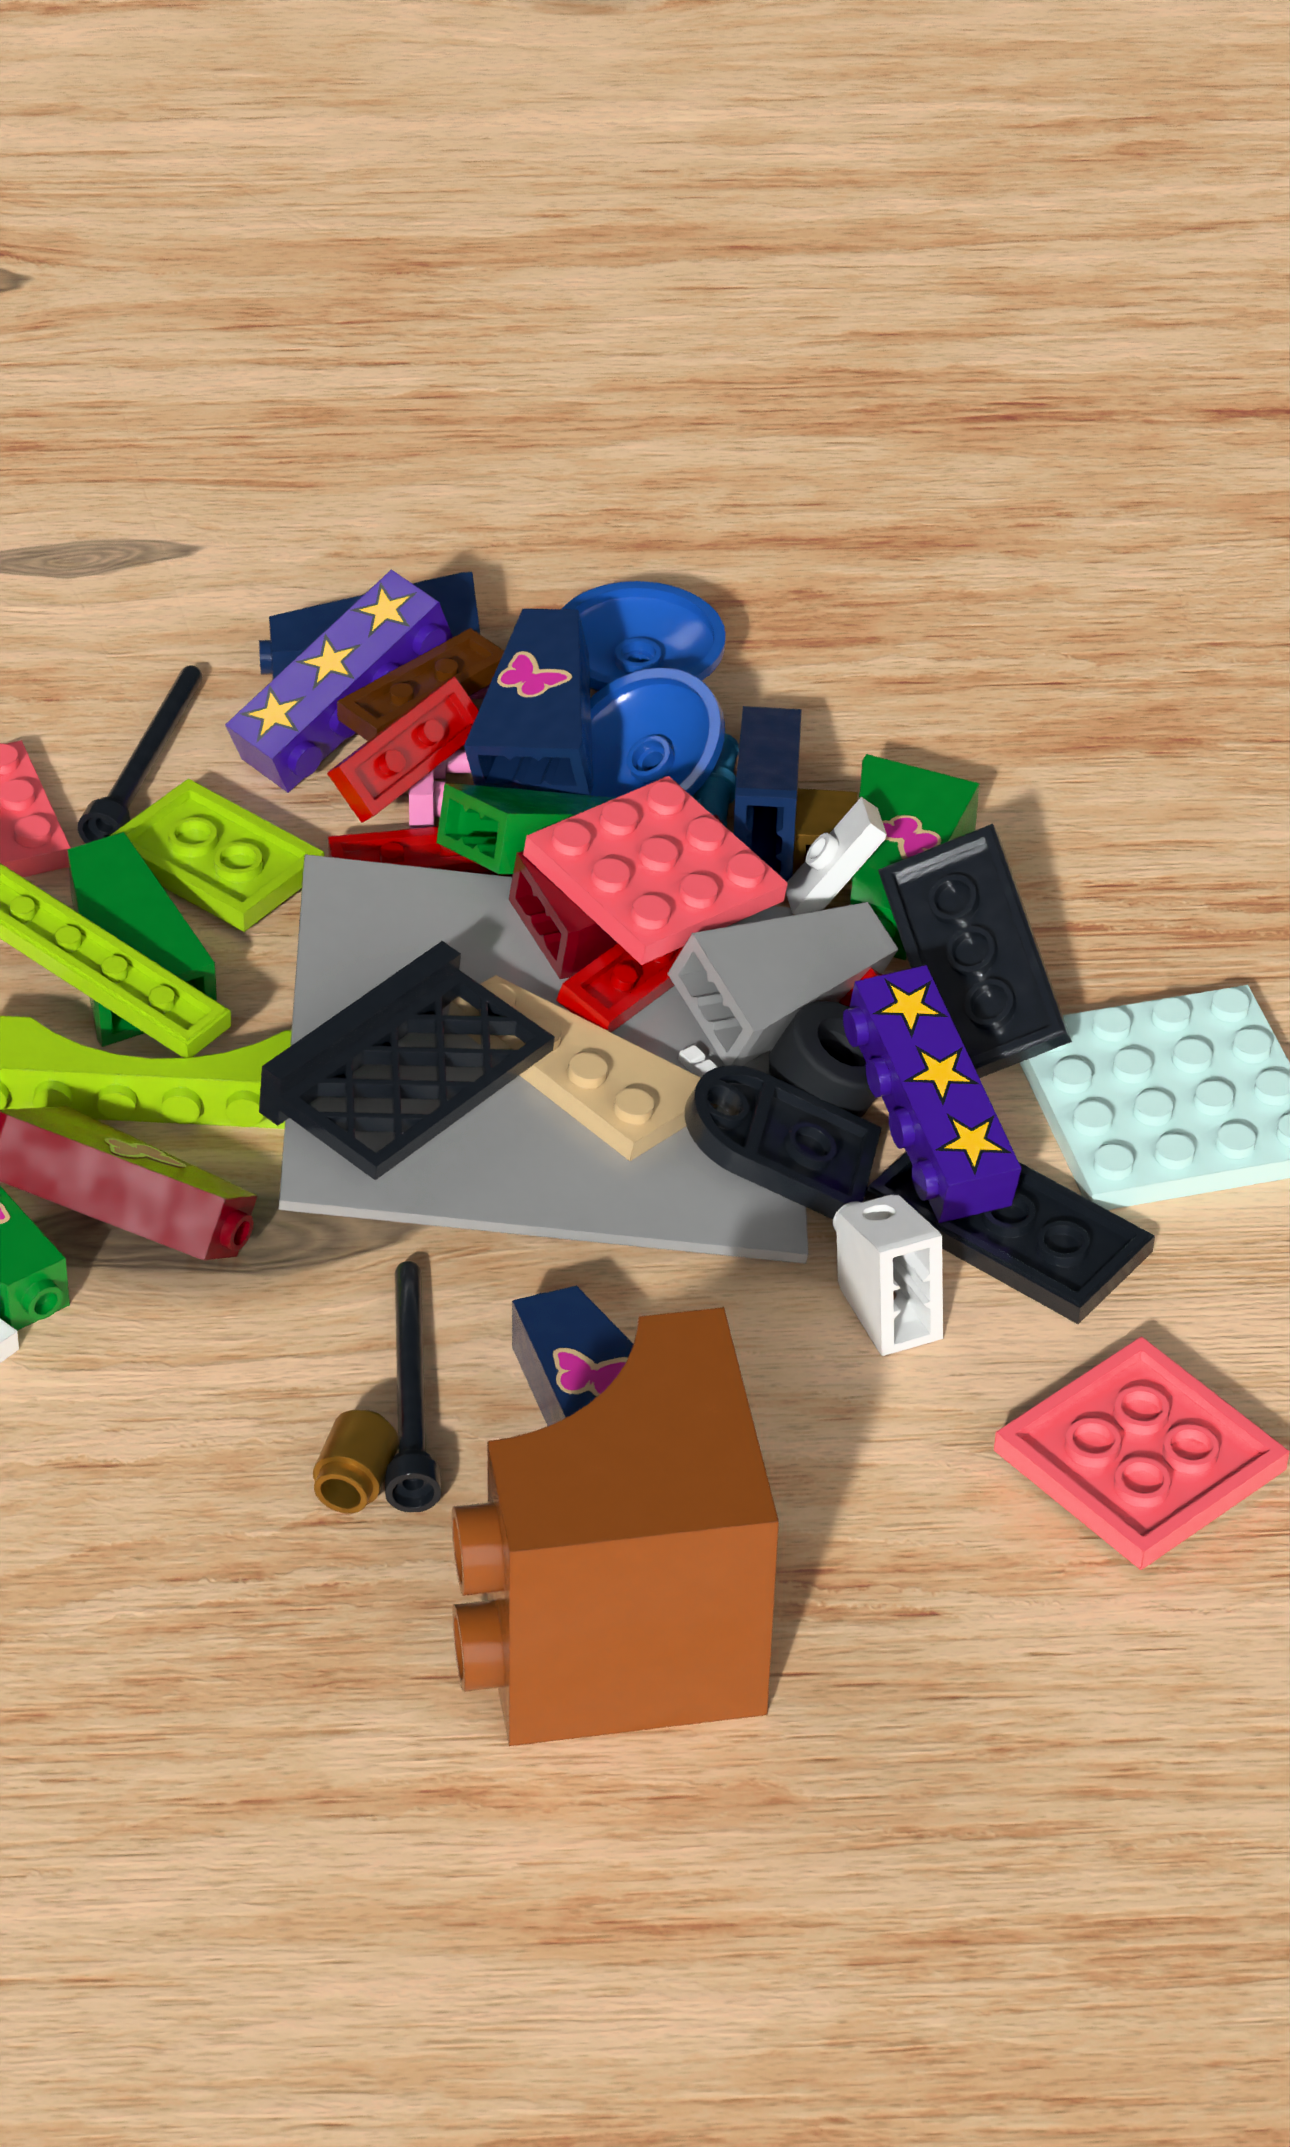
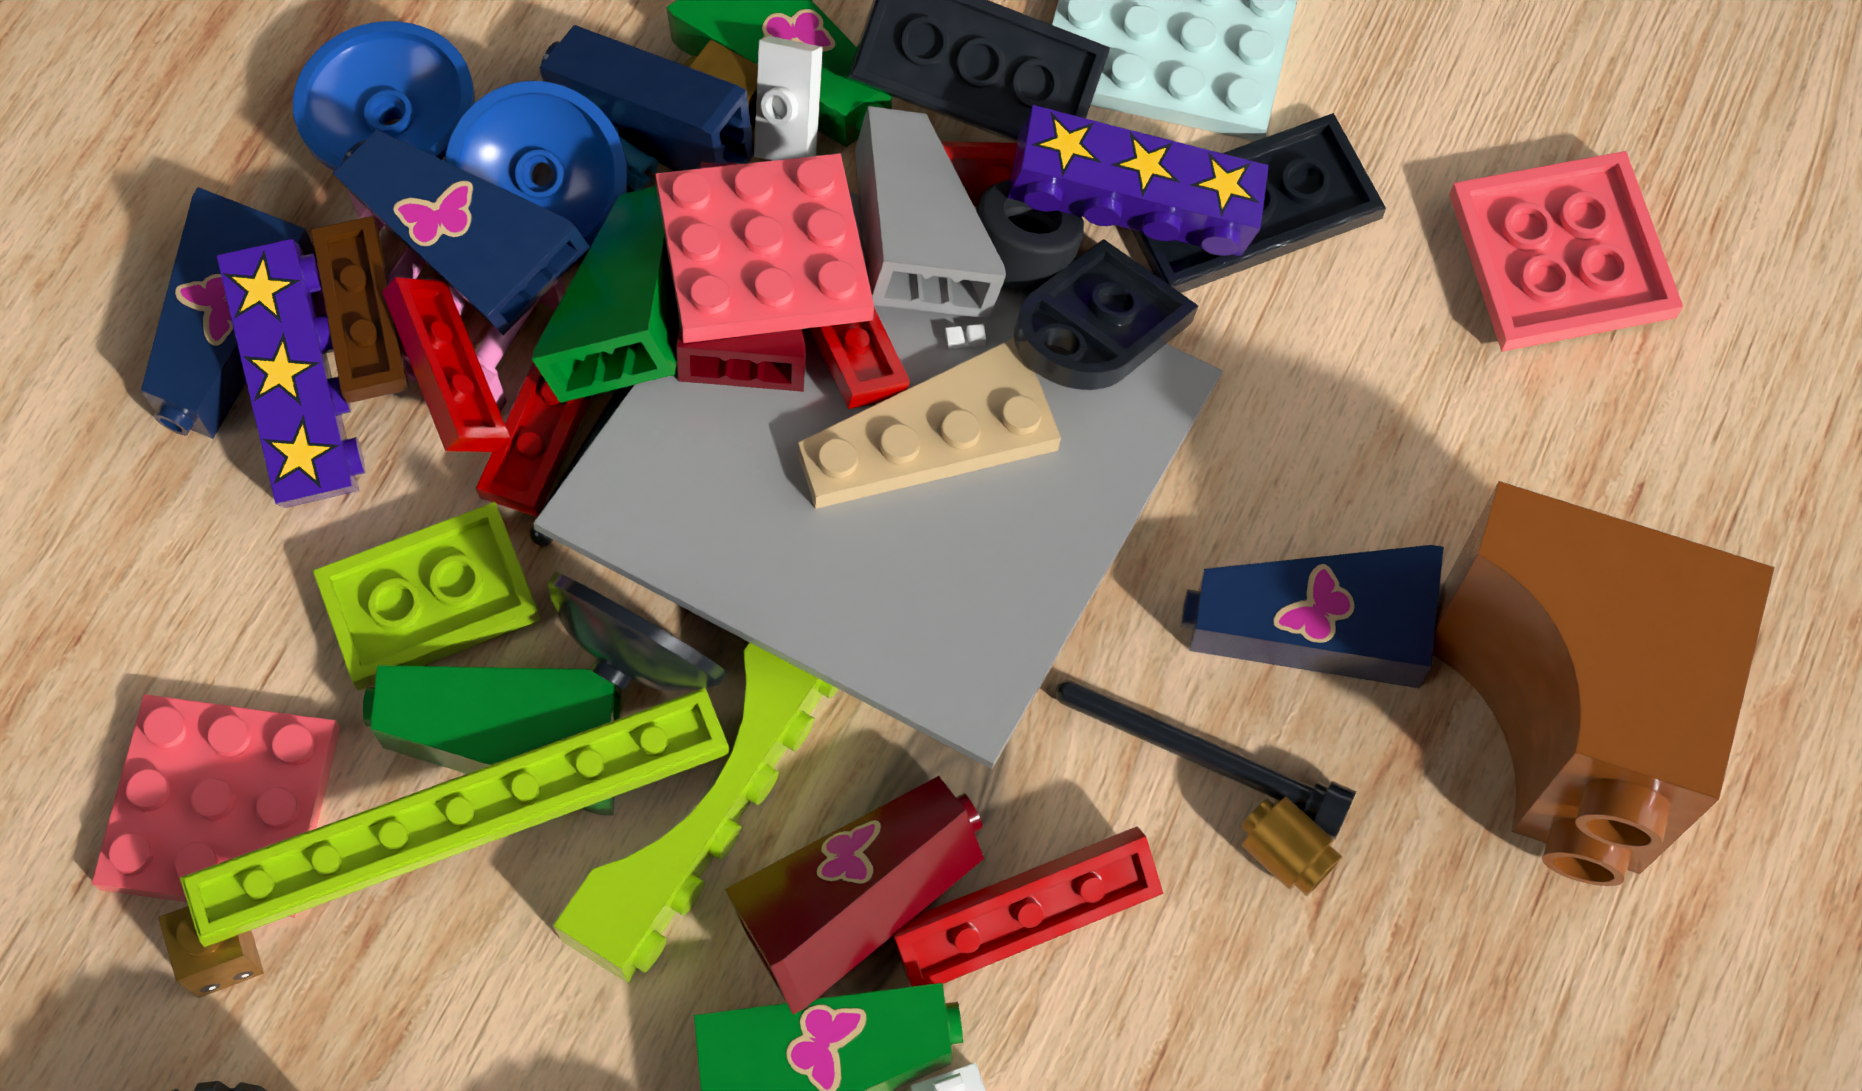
camera: 60 degrees left, 25 degrees up
(111, 812) = (313, 669): black piece -> none
(178, 1310) = (1028, 909): none -> red plate
(241, 945) = (628, 644): none -> black dish
(369, 1035) = (851, 606): black fence -> none
(886, 1250) = (1290, 319): white torso -> none

